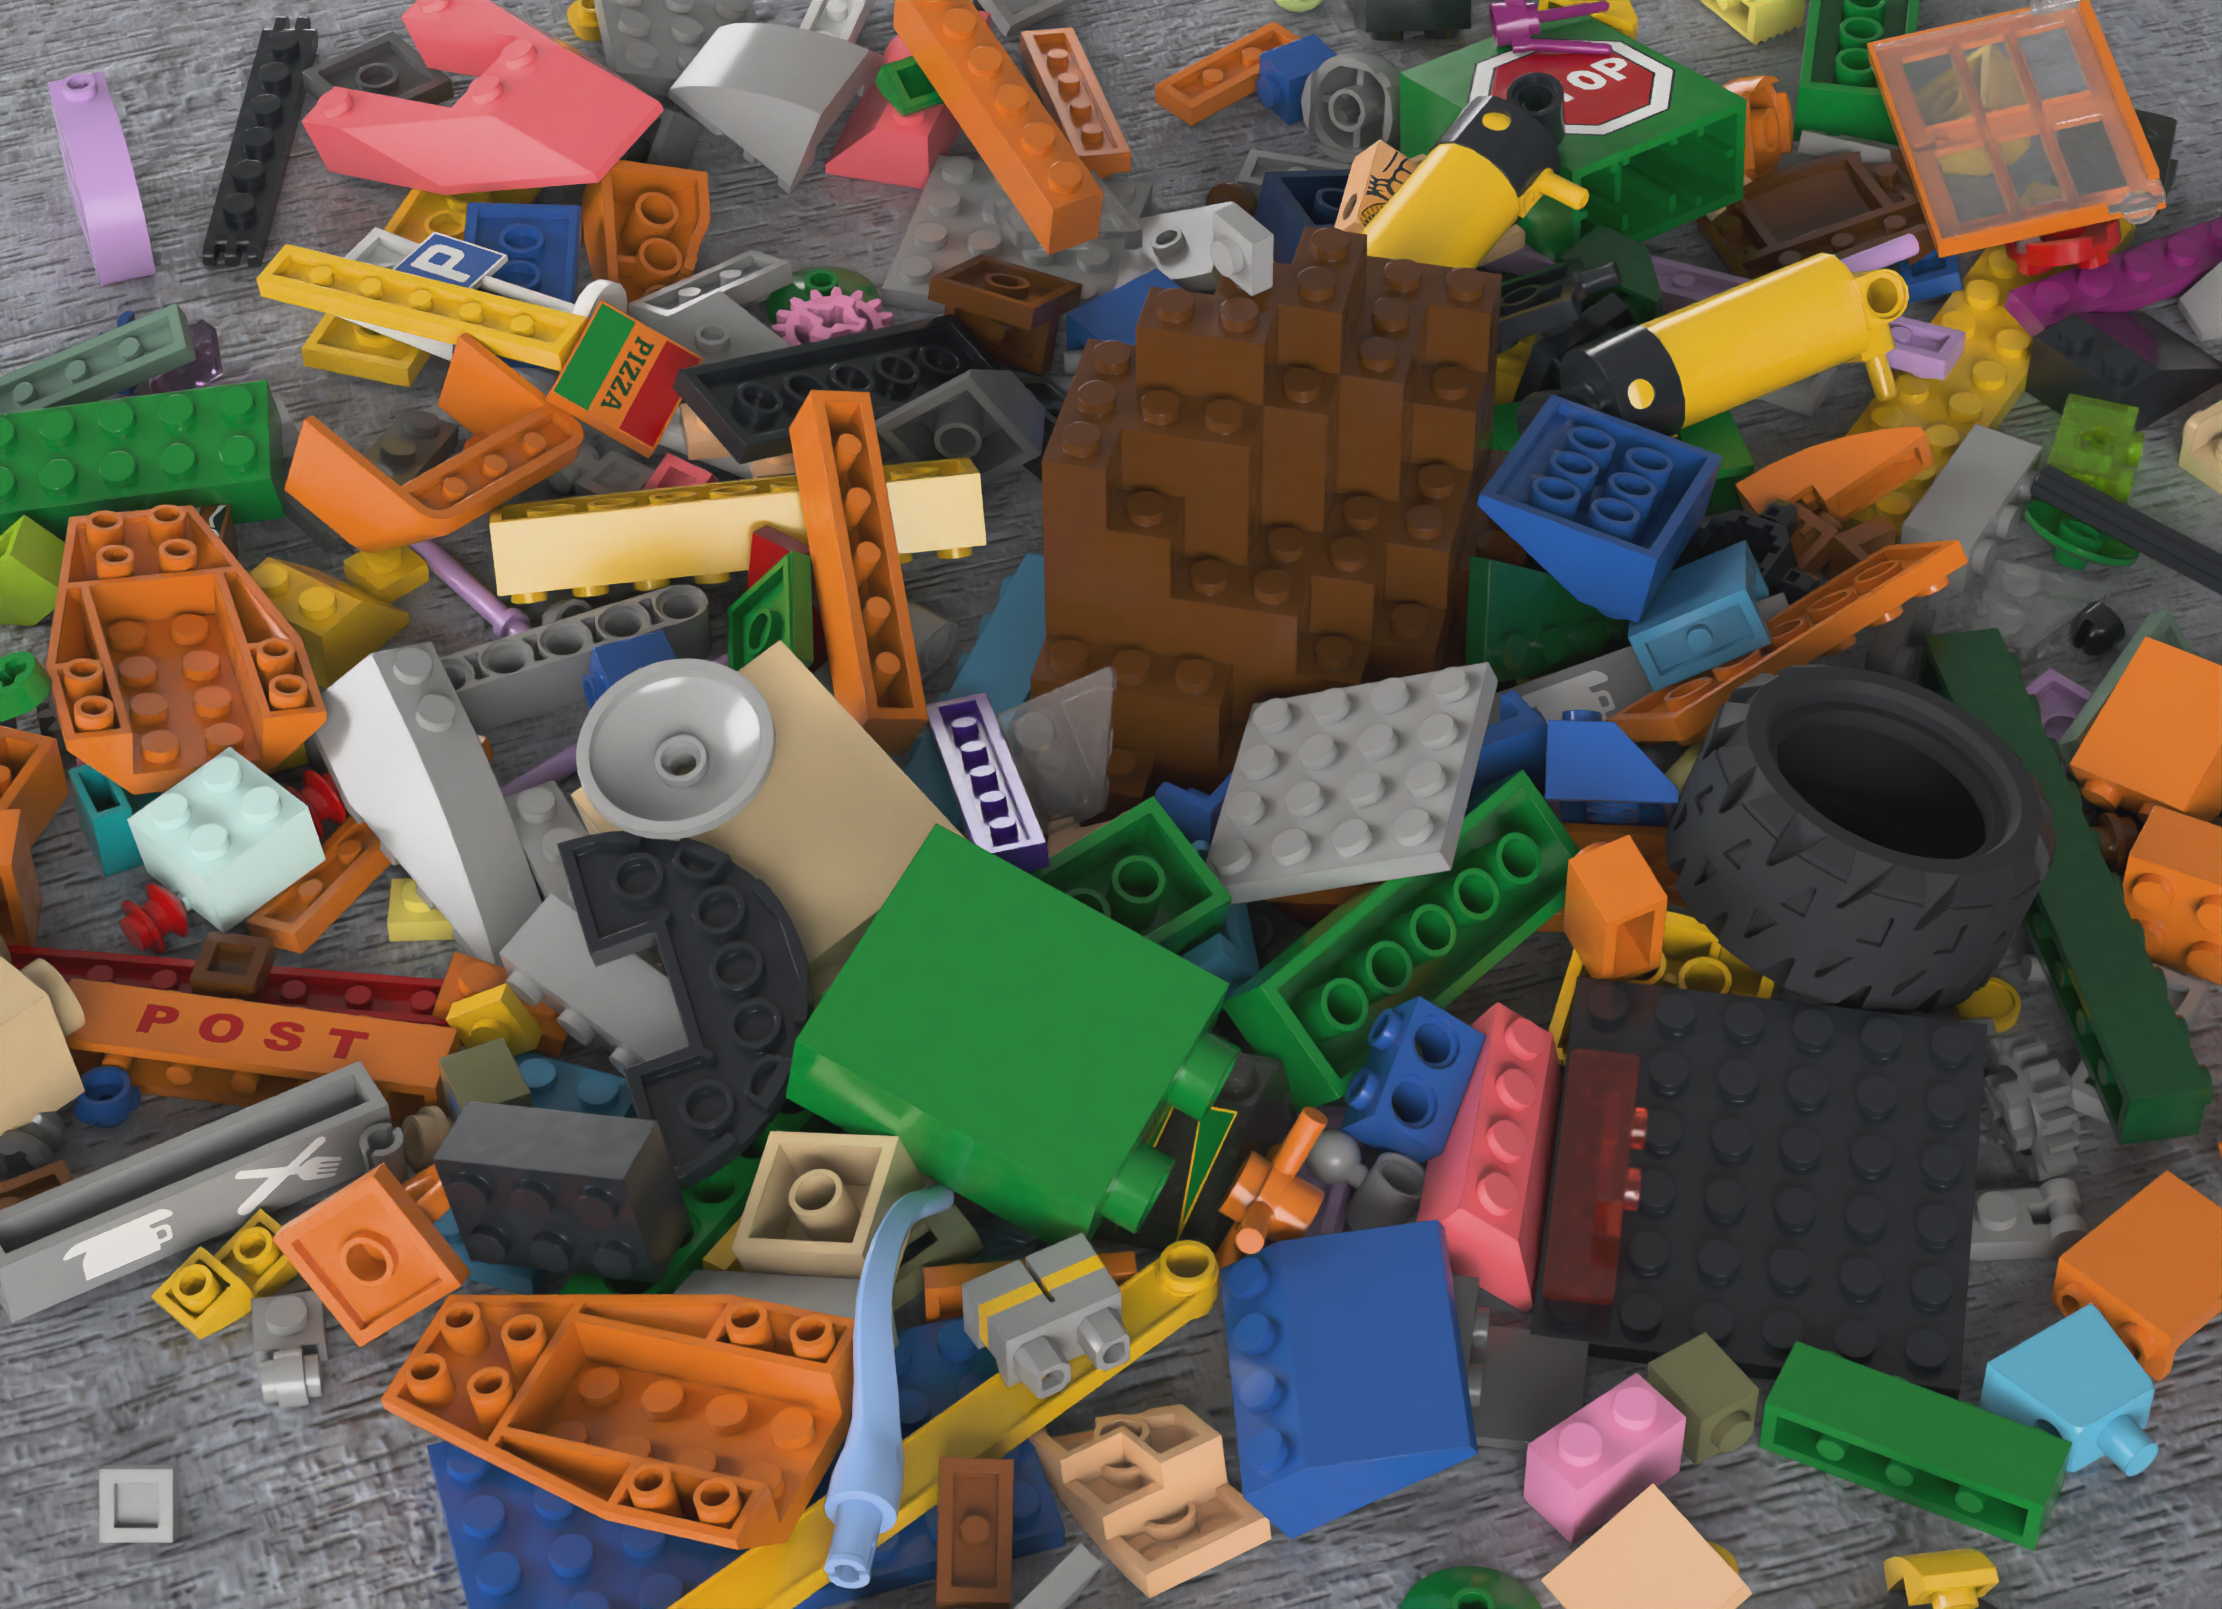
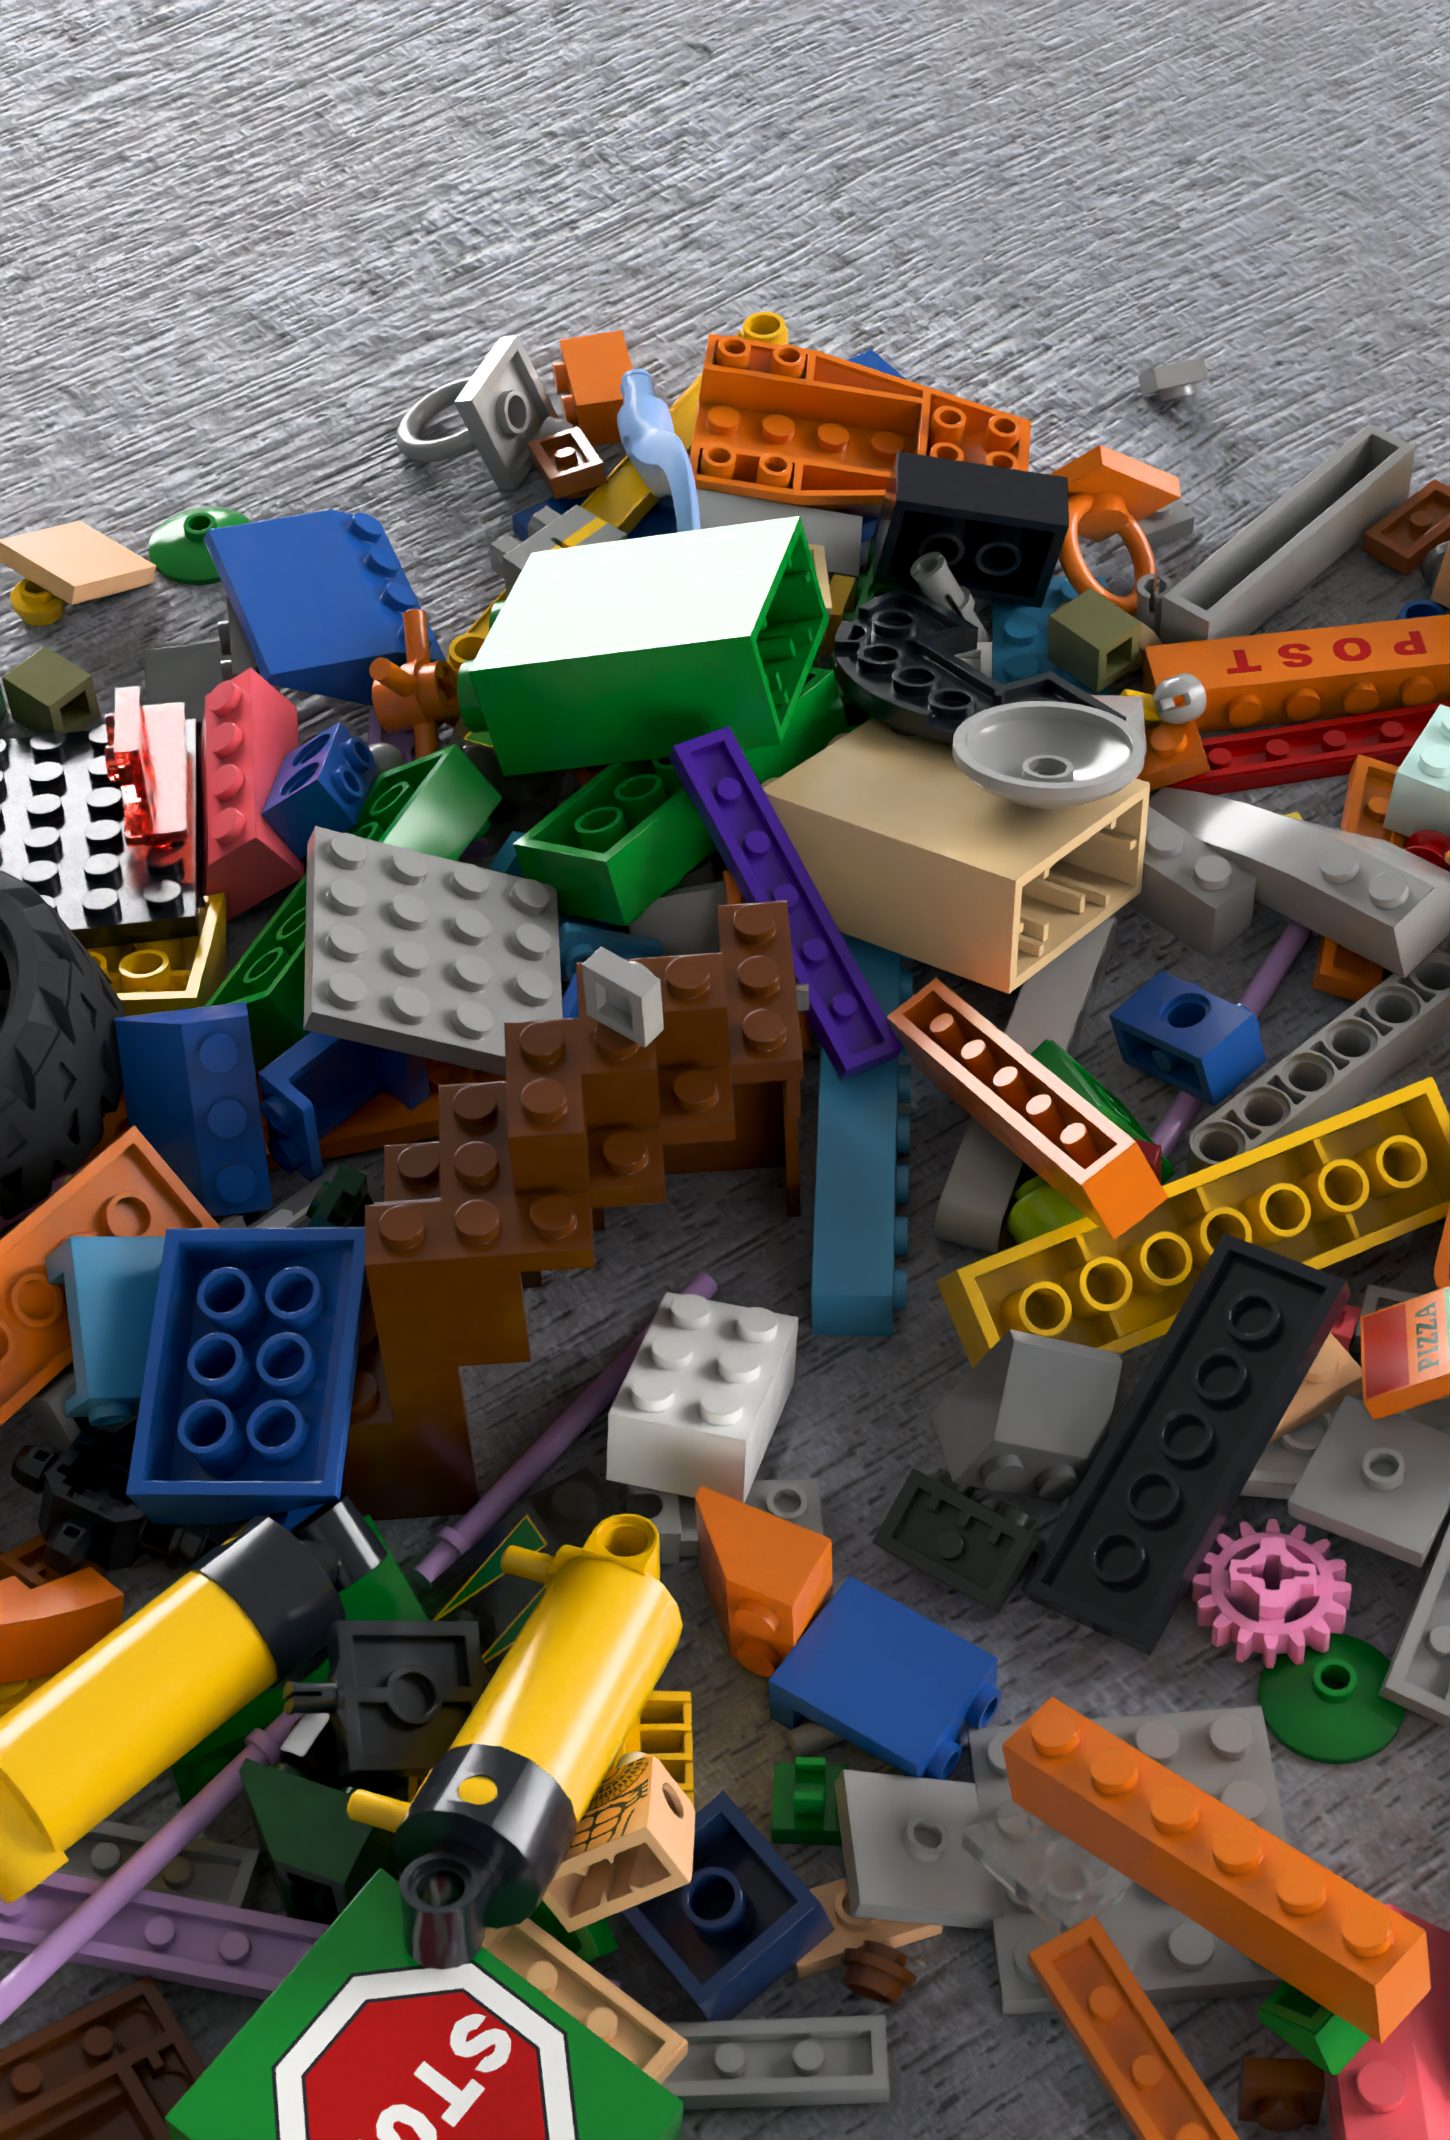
camera: 165 degrees right, 5 degrees up
(219, 1288) = (1218, 524): yellow slope -> none
(233, 966) = (1386, 711): reddish brown plate -> none
(456, 975) = (1174, 686): none -> light grey hinge
(1007, 308) = (1084, 1645): reddish brown bracket -> none
(1152, 1494) = (448, 549): light nougat slope -> none
(1603, 1457) = (117, 628): bright pink brick -> none
(1614, 910) = (161, 914): orange piece -> none

